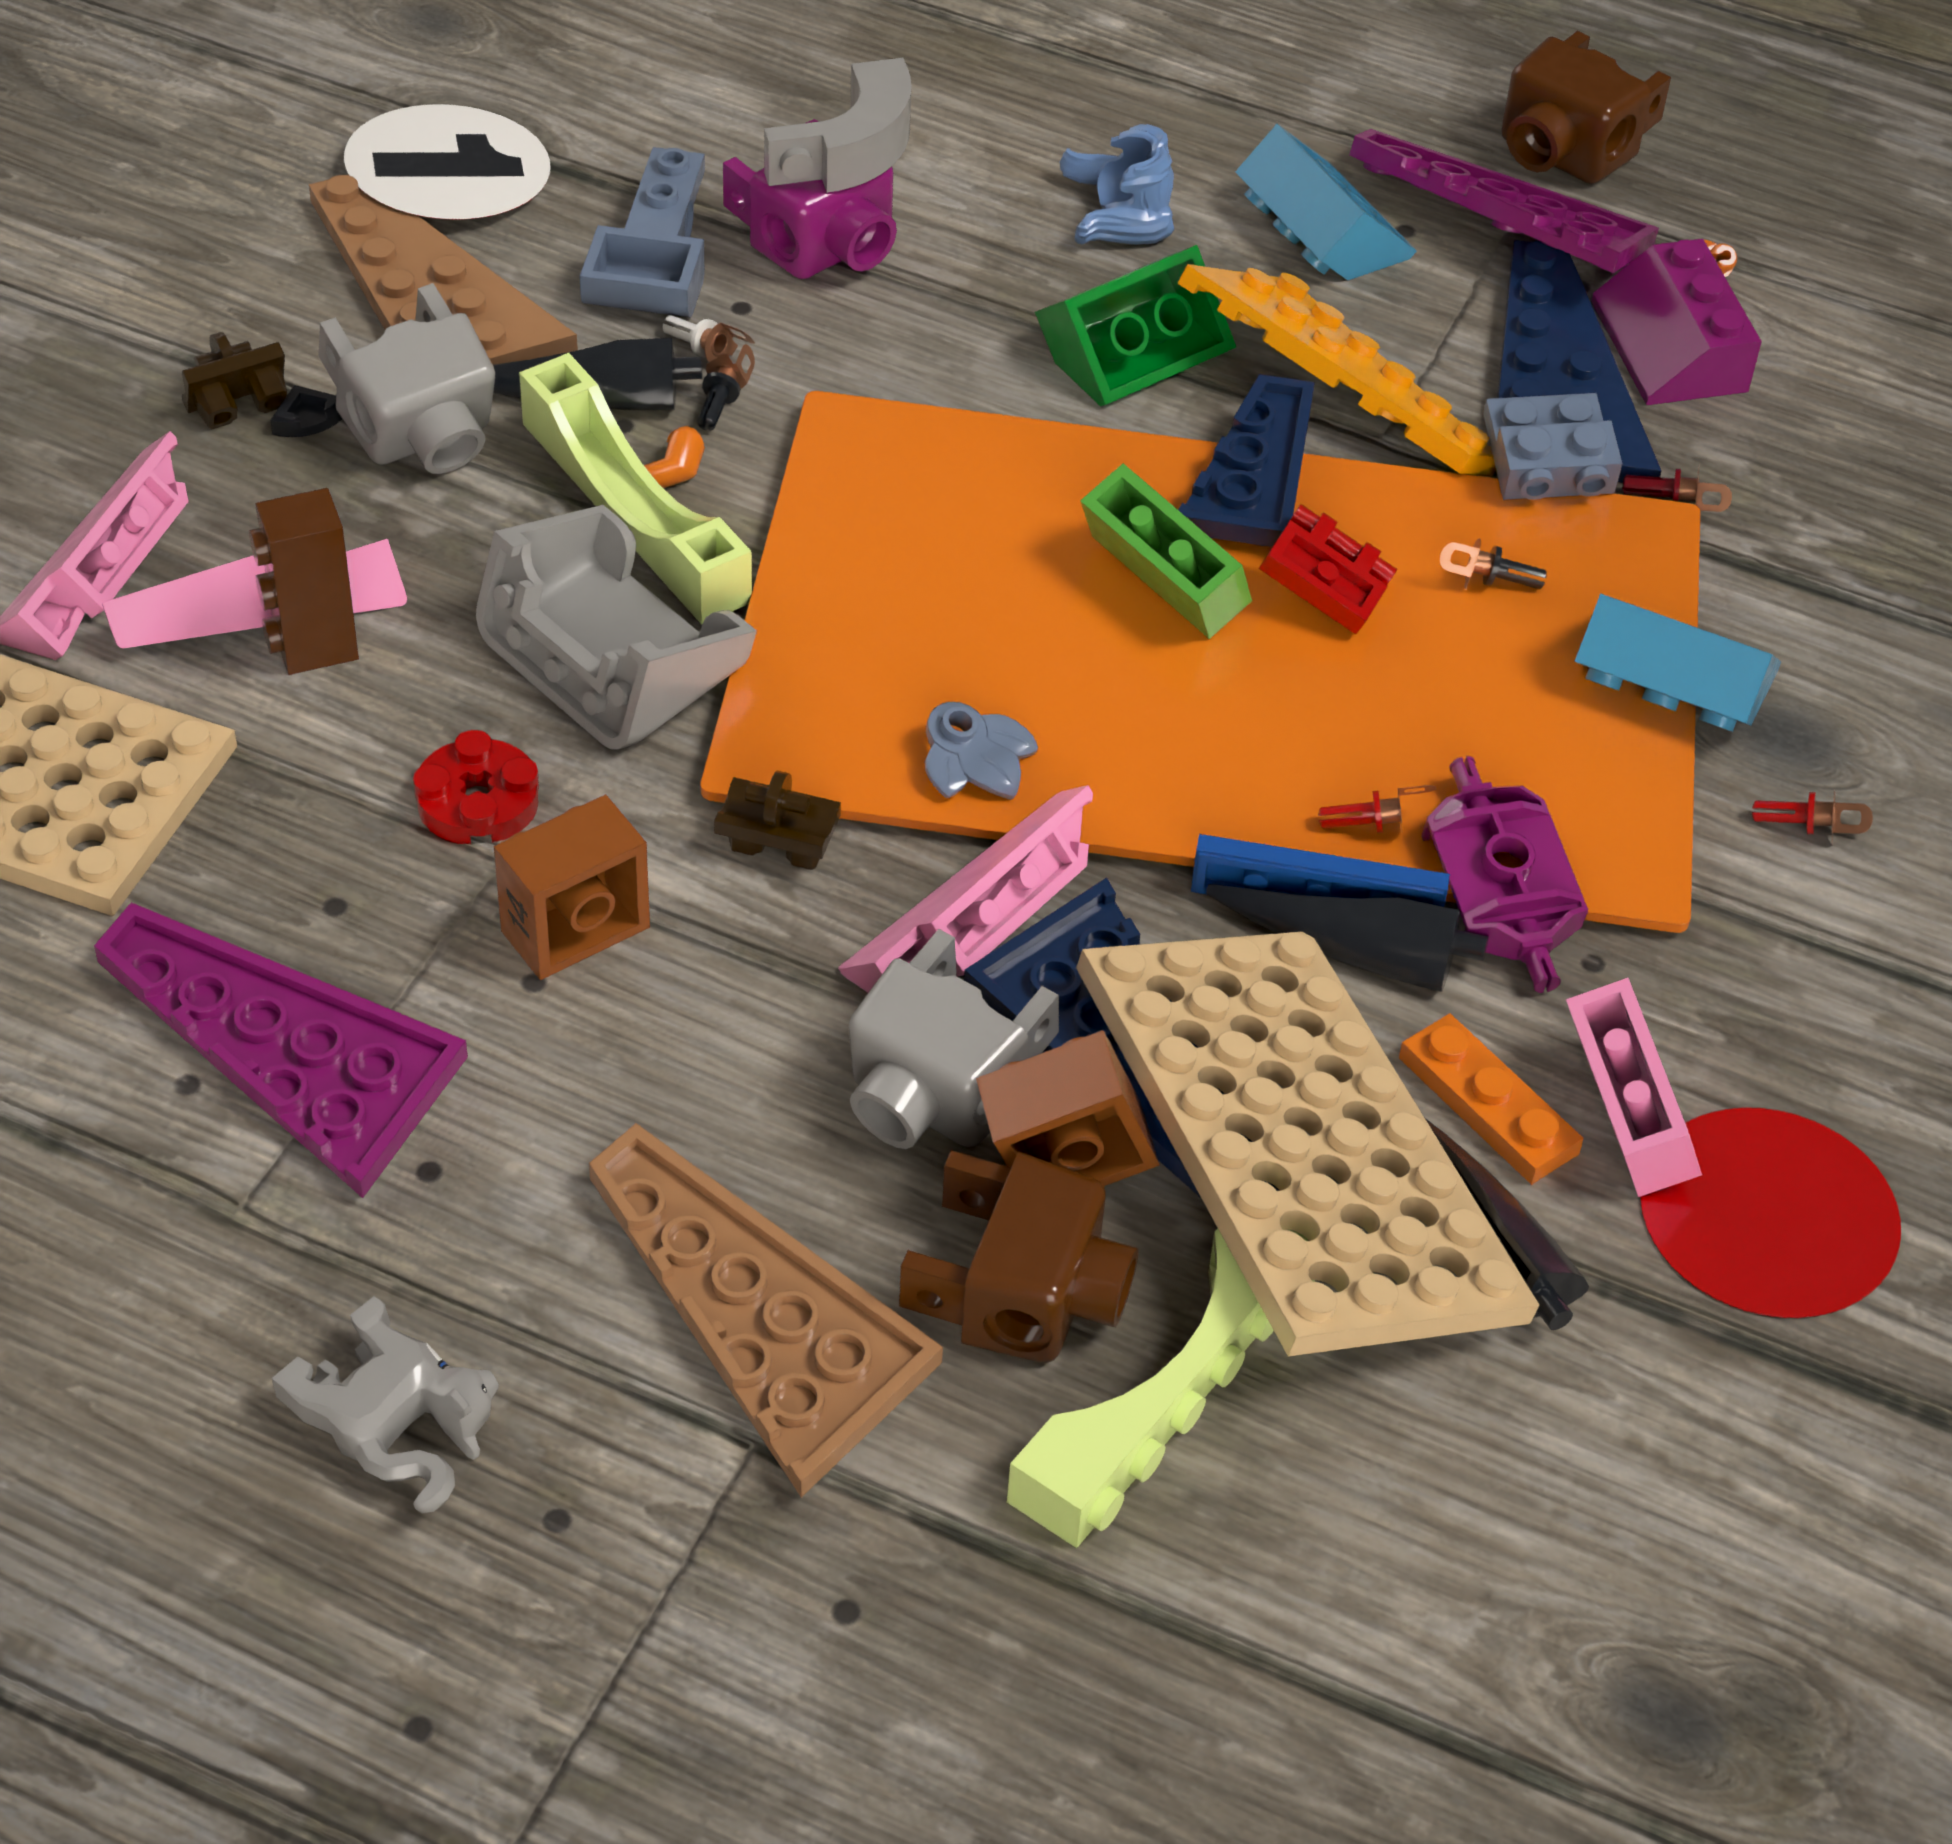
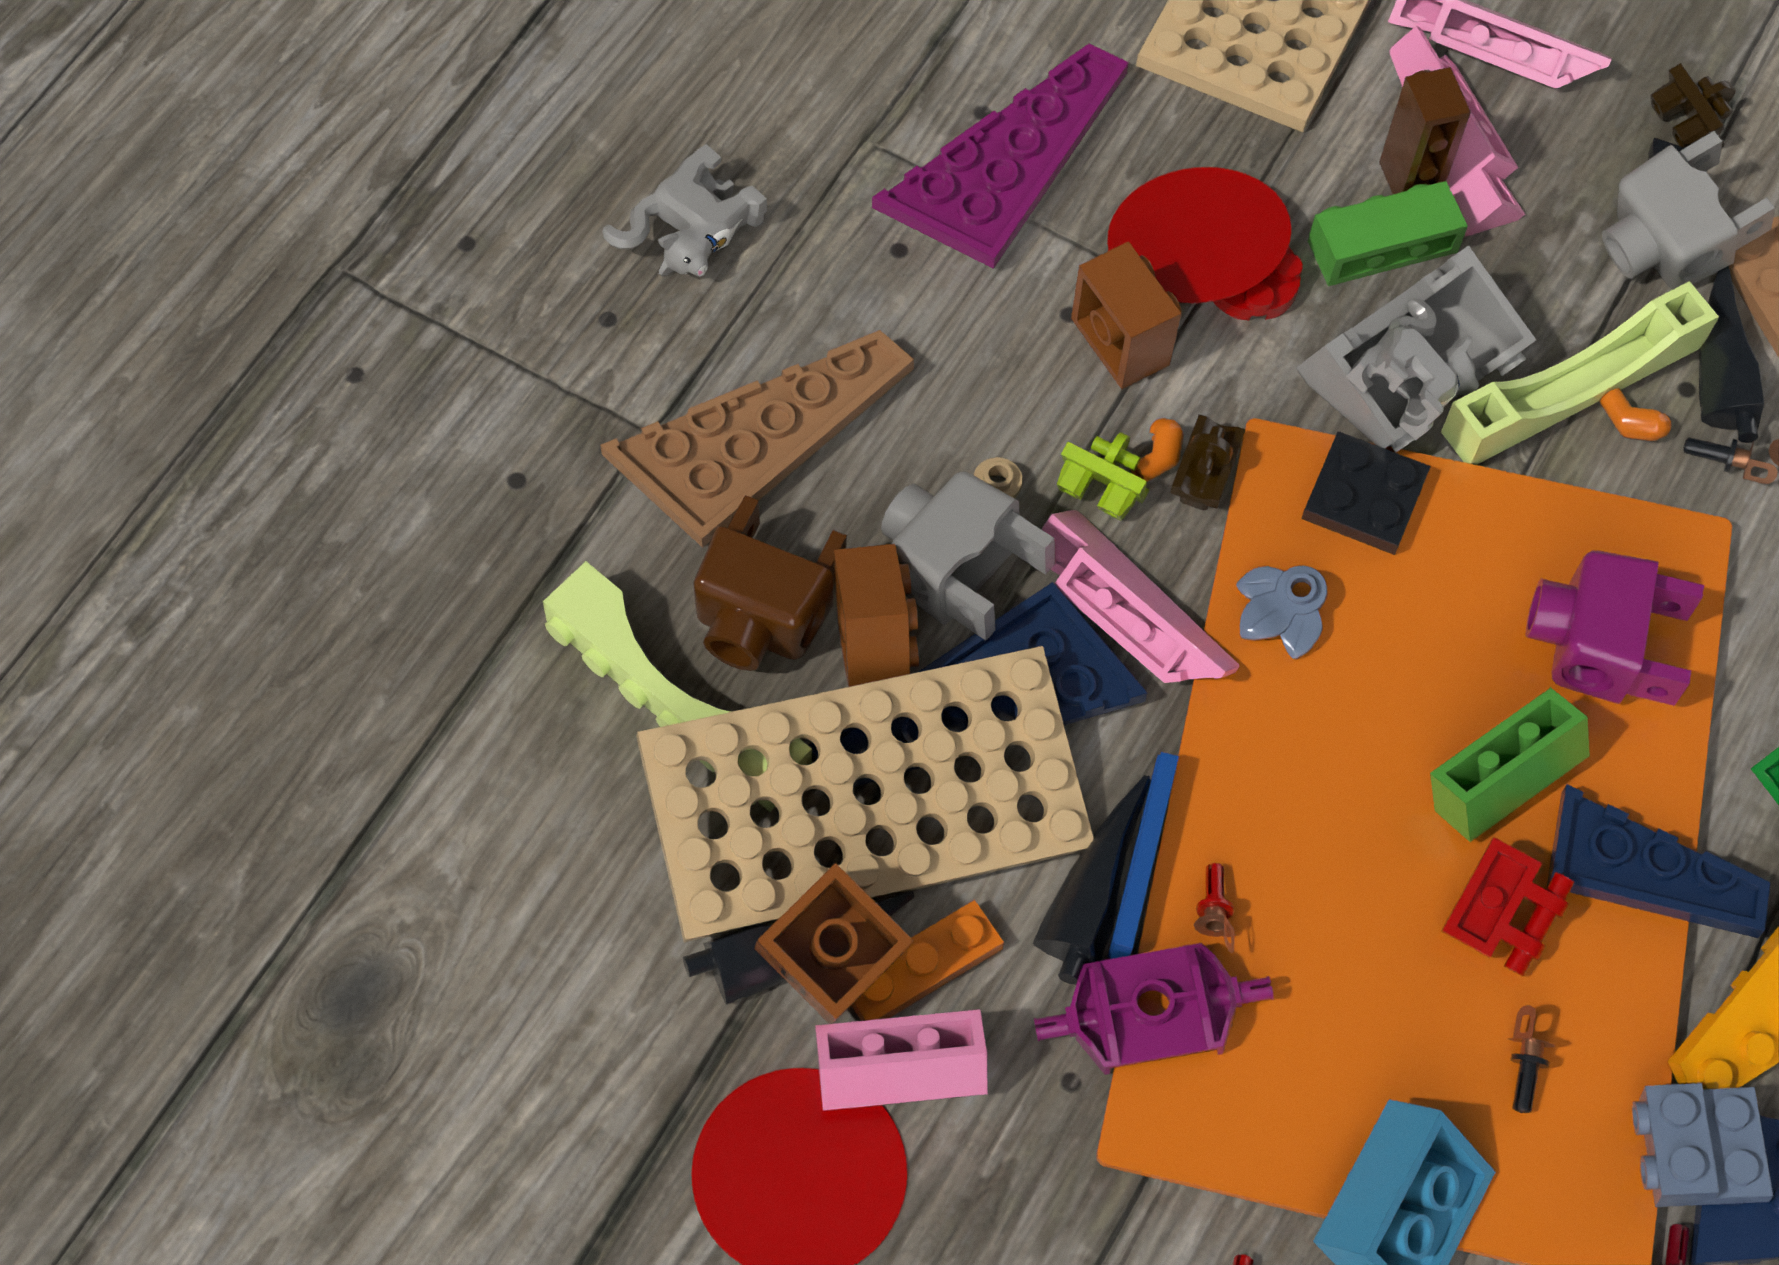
camera: 95 degrees right, 15 degrees up
(411, 831) = (1204, 231): none -> red sticker
(418, 655) = (1387, 233): none -> bright green brick
(661, 598) = (1416, 368): none -> light grey animal
(754, 872) = (1166, 449): none -> orange arm
(778, 911) = (1122, 486): none -> lime hips
(806, 679) = (1366, 492): none -> black plate
(810, 1053) = (1004, 468): none -> tan plate
(984, 465) = (1604, 626): none -> magenta piece
(1527, 1131) = (833, 944): none -> dark orange brick

